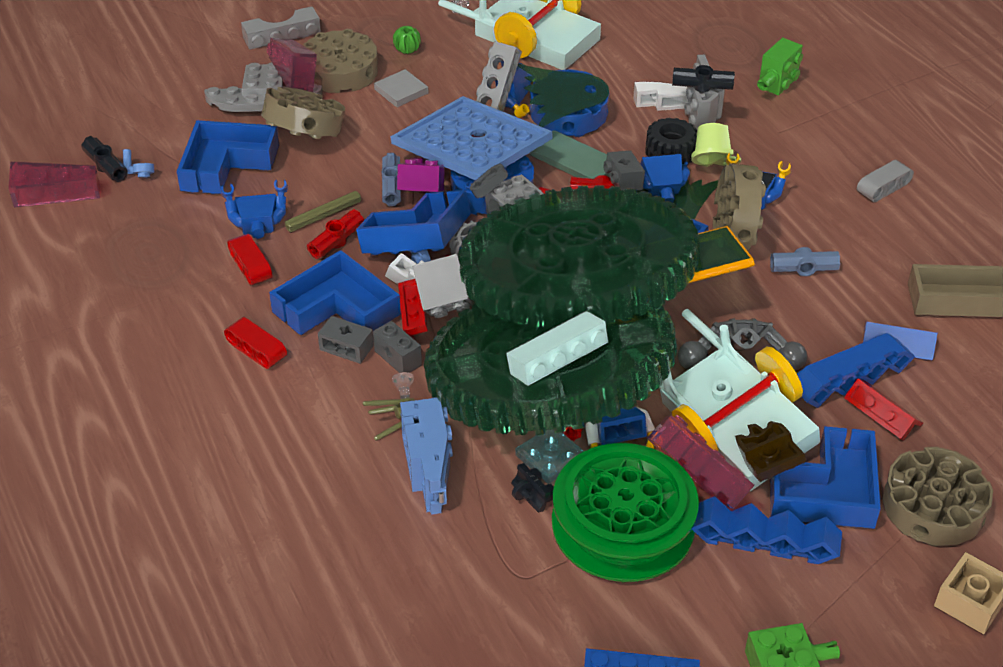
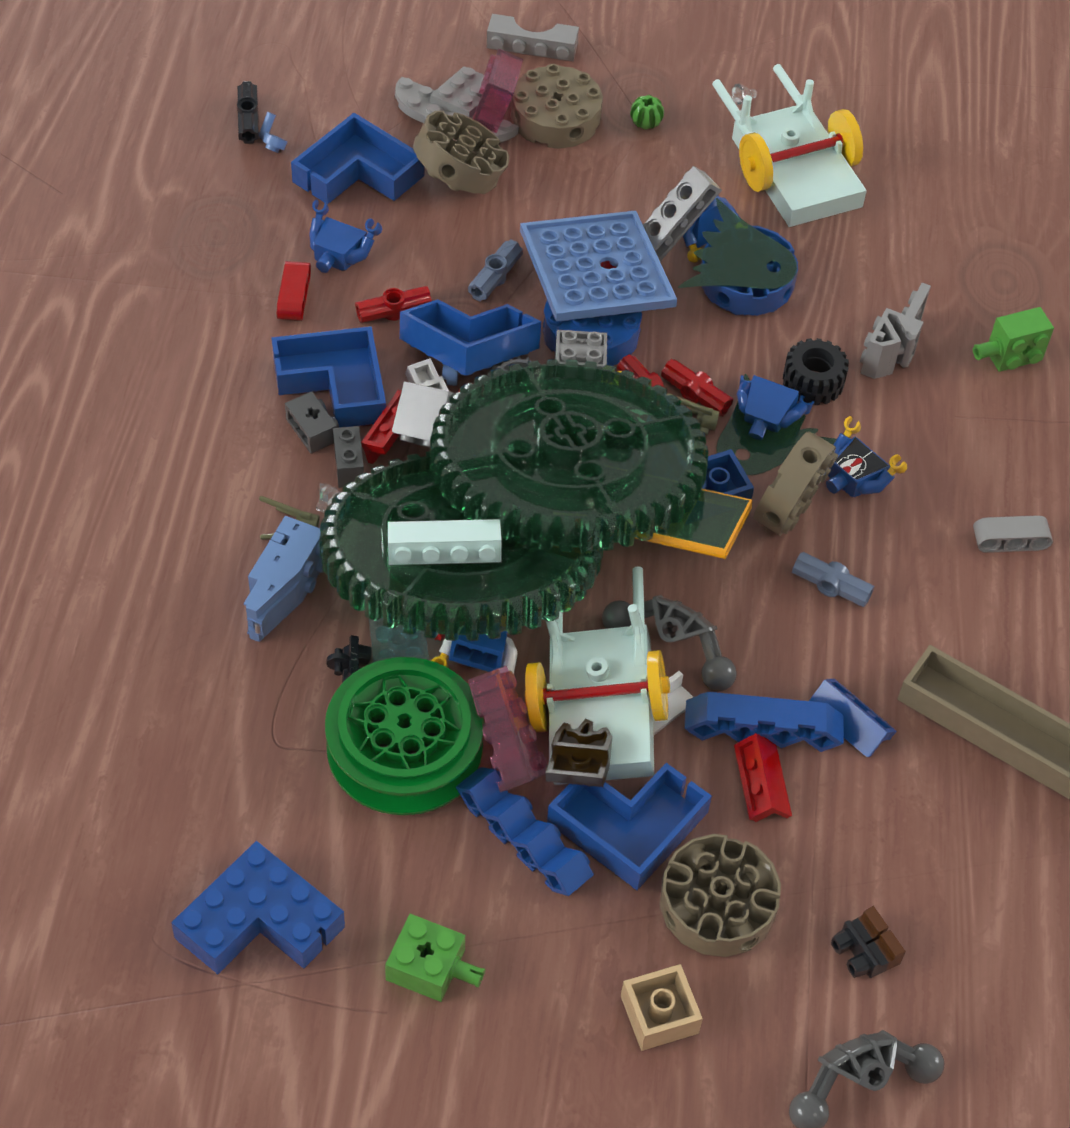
camera: 30 degrees right, 10 degrees up
(51, 183) = (179, 117): clear pink wedge -> none
(255, 342) = (230, 382): red beam -> none
(322, 211) = (405, 272): olive axle -> none
(401, 88) = (597, 167): light grey tile -> none
(420, 175) = (514, 282): magenta brick -> none
(488, 181) = (561, 324): dark grey beam -> none
(571, 156) = (705, 337): sand green tile -> none
(624, 170) = (724, 381): dark grey brick -> none
(659, 94) = (855, 305): white slope -> none
(703, 78) = (892, 315): black piece -> none
(712, 145) = (847, 397): yellowish green container -> none

